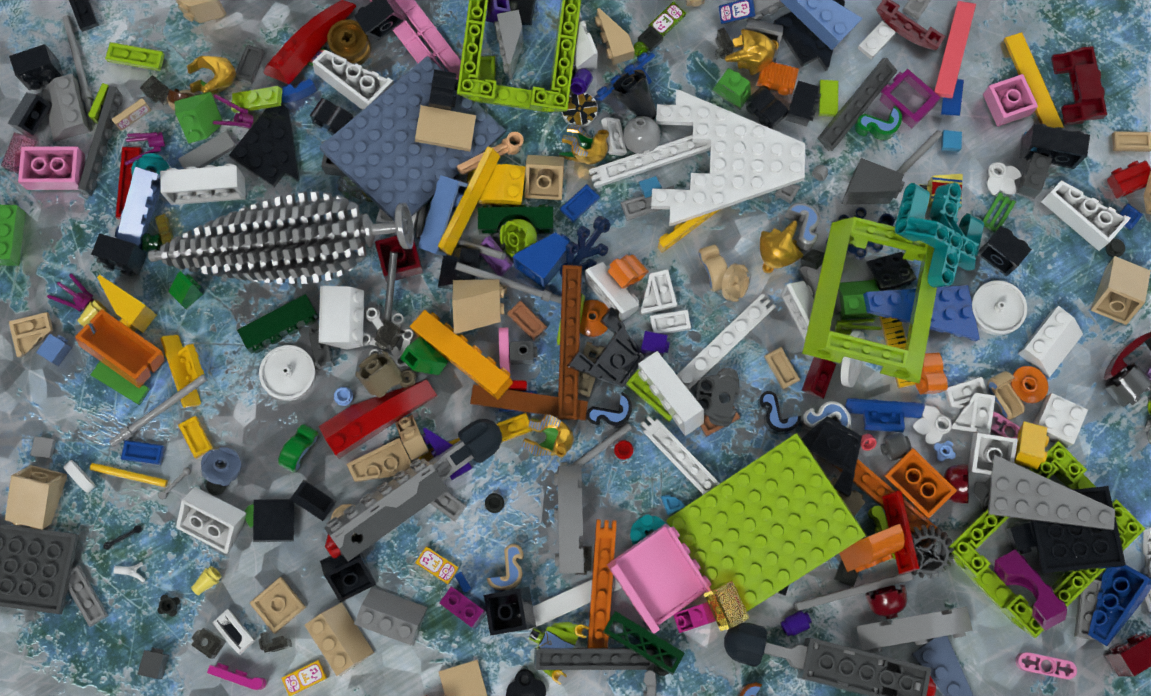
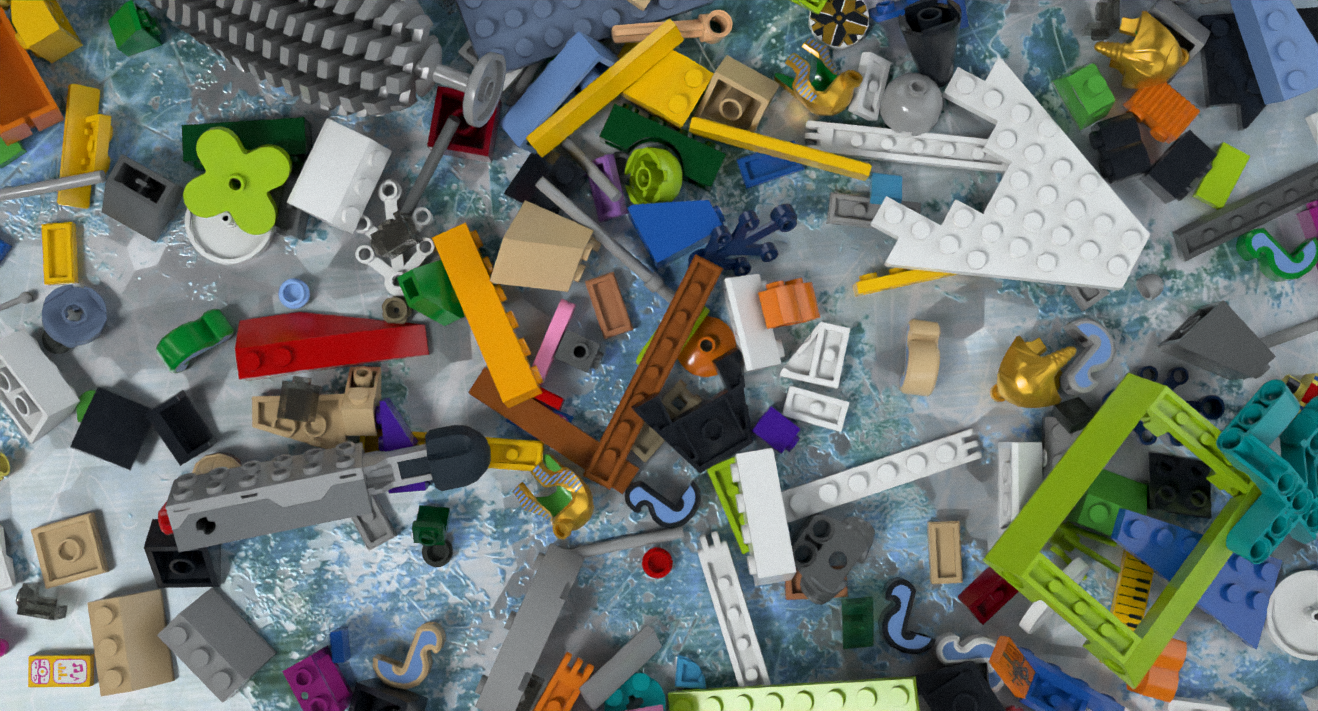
camera: 25 degrees right, 10 degrees up
(230, 382) = (140, 198): none -> dark grey slope
(294, 333) = (255, 169): none -> lime plant
(375, 451) = (298, 400): none -> clear smoke brick
(379, 374) = (355, 288): dark tan brick -> none
(437, 565) = (316, 601): tile -> none
(484, 488) = (431, 525): none -> dark green bracket
(581, 190) = (780, 148): none -> yellow tile
(631, 516) = (620, 667): none -> light grey tile
(735, 282) = (939, 396): tan tile -> none
(752, 427) = (856, 622): none -> clear green slope
(850, 409) = (1012, 666): none -> orange tile

